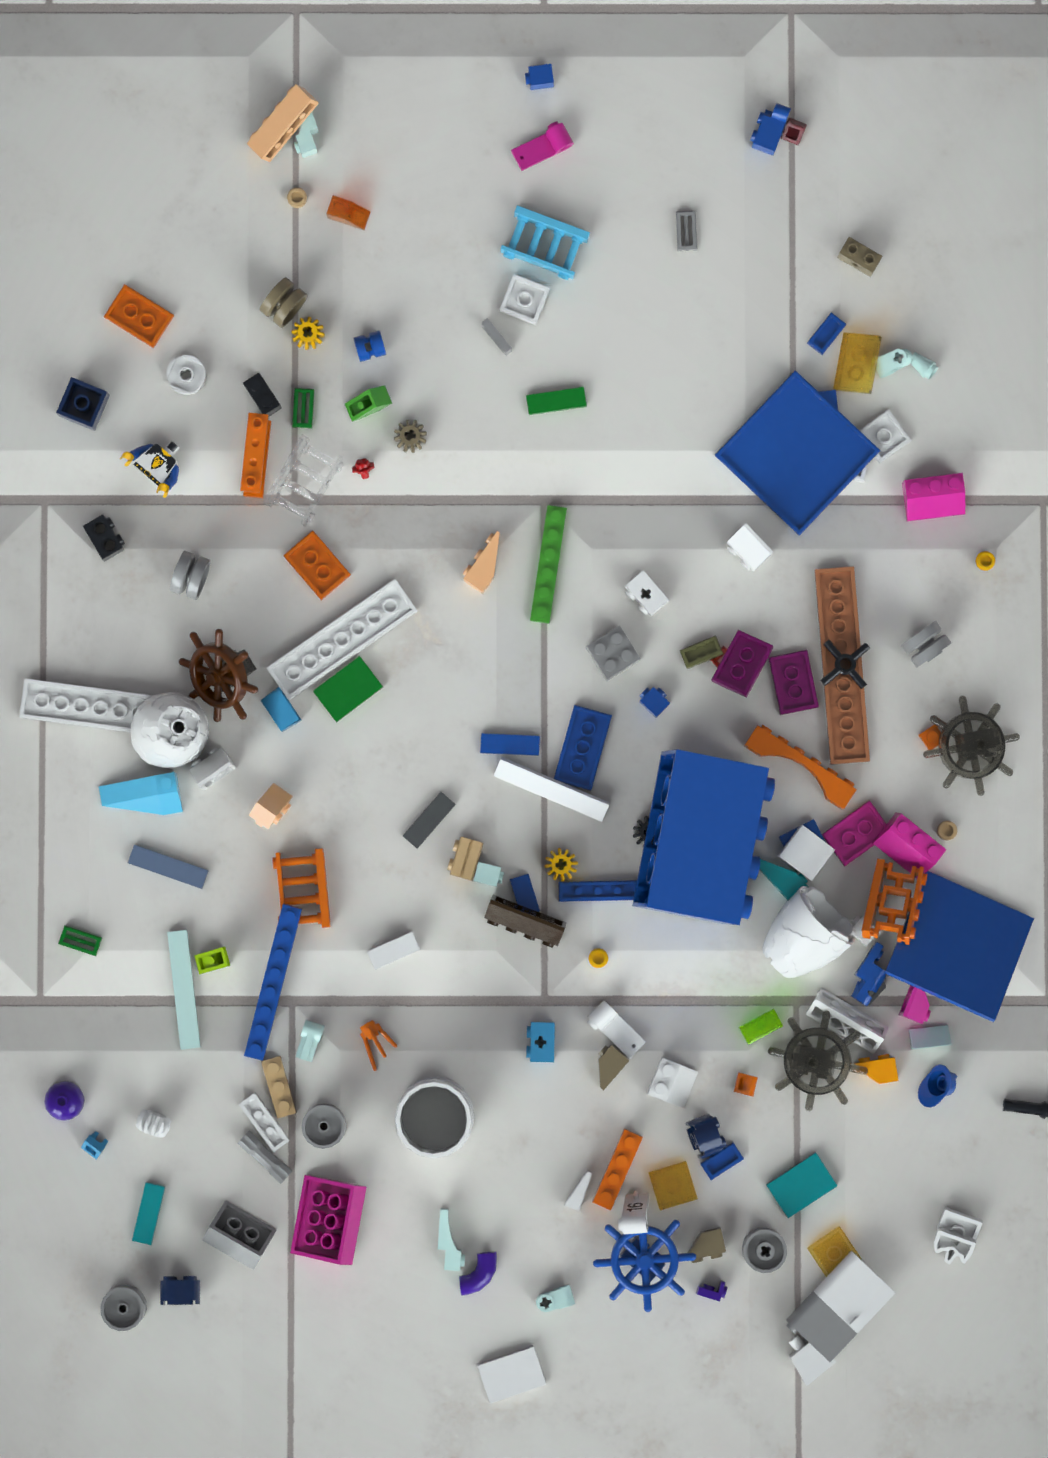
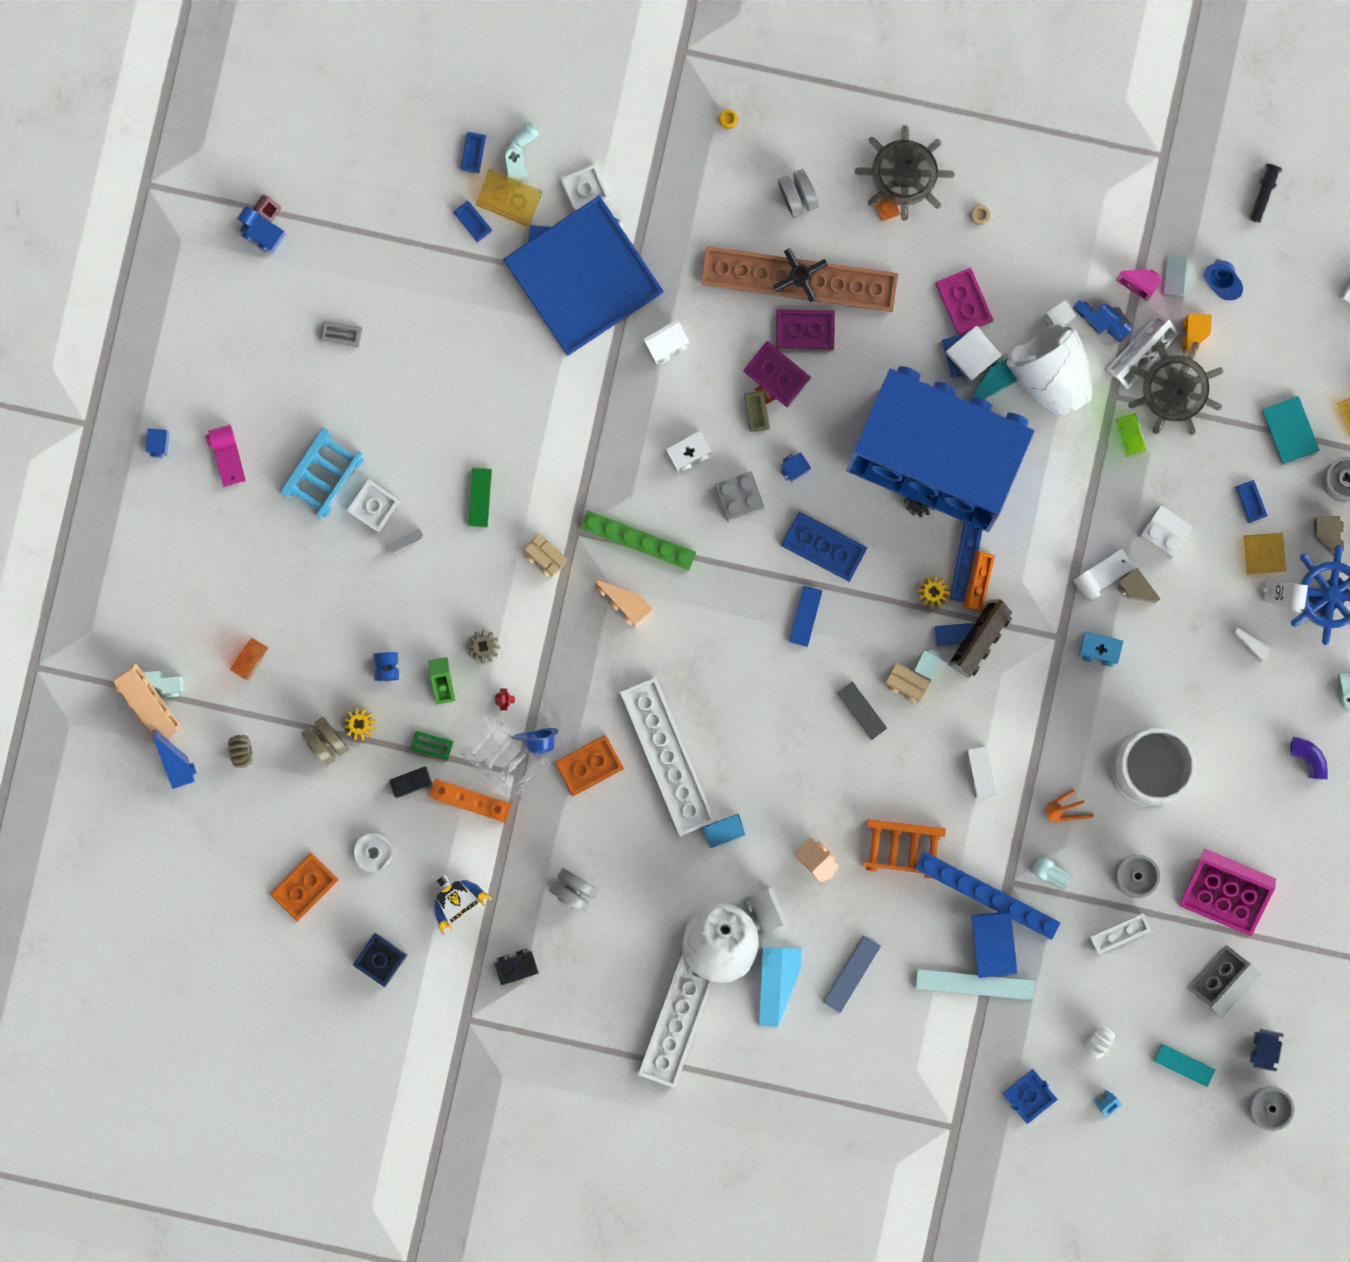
camera: 75 degrees left, 0 degrees up
(64, 1100) = (1058, 1124): dark purple cylinder -> none
(85, 1066) = (1029, 1096): none -> blue plate
(96, 946) = (897, 1089): green tile -> none
(212, 960) = (953, 949): lime slope -> none
(226, 672) = (675, 871): reddish brown brick -> none
(226, 999) = (994, 944): none -> blue slope
(232, 162) = (175, 762): none -> blue slope
(256, 224) = (240, 751): none -> dark tan gear
(276, 1167) = (1154, 940): light grey axle -> none
(278, 1087) = (1089, 912): tan plate -> none
(297, 197) = (222, 706): tan tile -> none
(329, 509) = (539, 740): none -> blue piece
(348, 689) = (717, 761): green tile -> none
(453, 1256) = (1289, 778): light aqua slope -> none
(513, 476) = (545, 556): none -> tan brick
(551, 789) = (858, 585): white tile -> none
(582, 907) = (979, 581): none -> orange tile
(598, 958) = (1031, 576): yellow plate -> none
(617, 1169) = (1238, 602): orange brick -> none
(705, 1135) = (1225, 511): dark blue brick -> none
(745, 1084) = (1183, 461): orange plate -> none
(834, 789) = (917, 313): orange arch -> none
(859, 256) = (405, 172): dark tan brick -> none
(878, 899) = (1034, 294): orange fence -> none
(894, 319) = (473, 152): none -> blue tile
(908, 844) = (988, 254): dark pink slope -> none
(934, 497) = (655, 153): dark pink slope -> none
(961, 947) = (1095, 227): blue tile -> none

